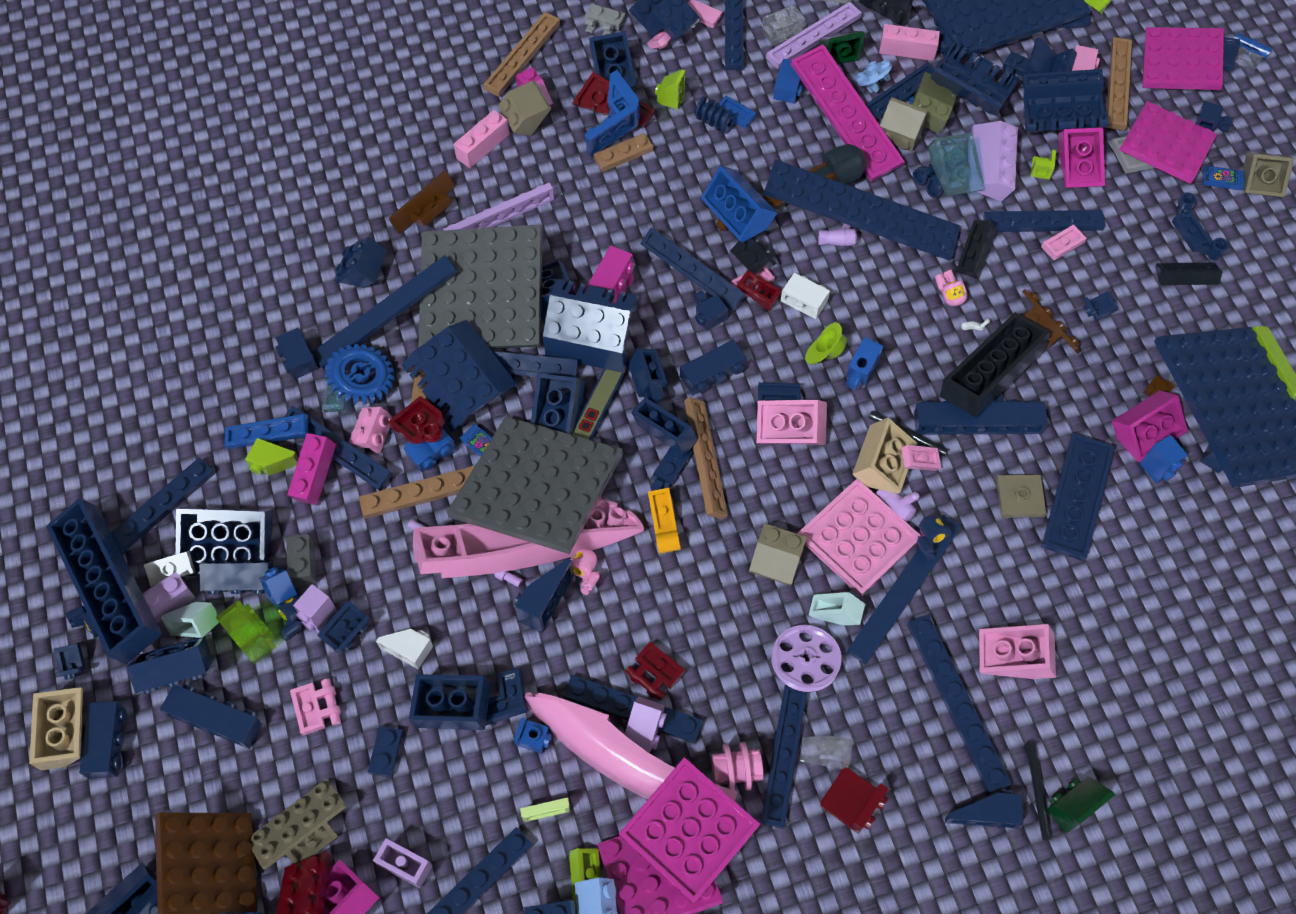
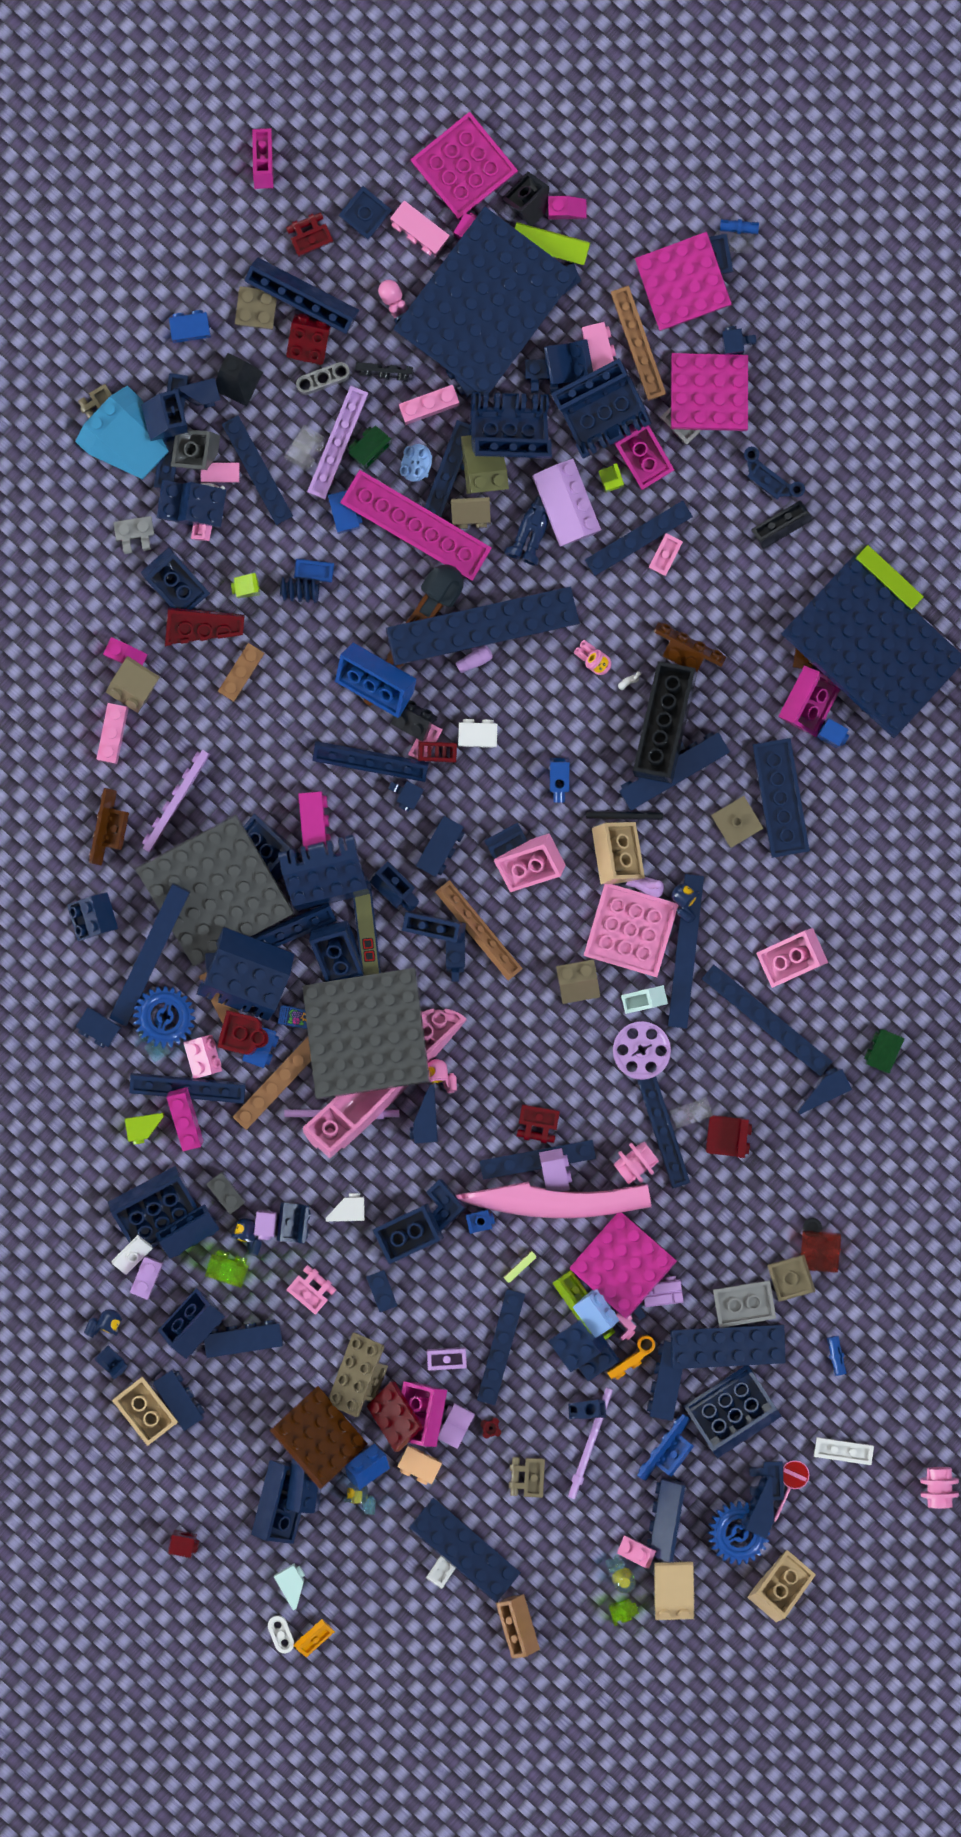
camera: 30 degrees left, 25 degrees up
(103, 581) = (97, 1294): dark blue brick -> none
(161, 504) = (83, 1215): dark blue plate -> none
(191, 620) = (179, 1282): light aqua slope -> none
(267, 430) = (124, 1107): blue tile -> none
(277, 585) = (227, 1224): blue brick -> none
(521, 54) = (86, 617): medium nougat plate -> none
(622, 116) = (215, 635): blue bracket -> none
(664, 520) = (478, 1003): light orange plate -> none
(689, 830) = (629, 1230): dark pink plate -> none
(827, 345) = (519, 774): lime piece -> none
(921, 458) = (646, 837): bright pink plate -> none
(956, 164) = (541, 537): clear light blue slope -> none
(976, 248) = (595, 603): black slope -> none
(1038, 791) = (853, 1054): black bar -> none
(1100, 306) = (723, 606): dark blue bracket -> none
(1223, 177) = (772, 401): tile -> none
(1266, 173) = (807, 378): dark tan slope -> none

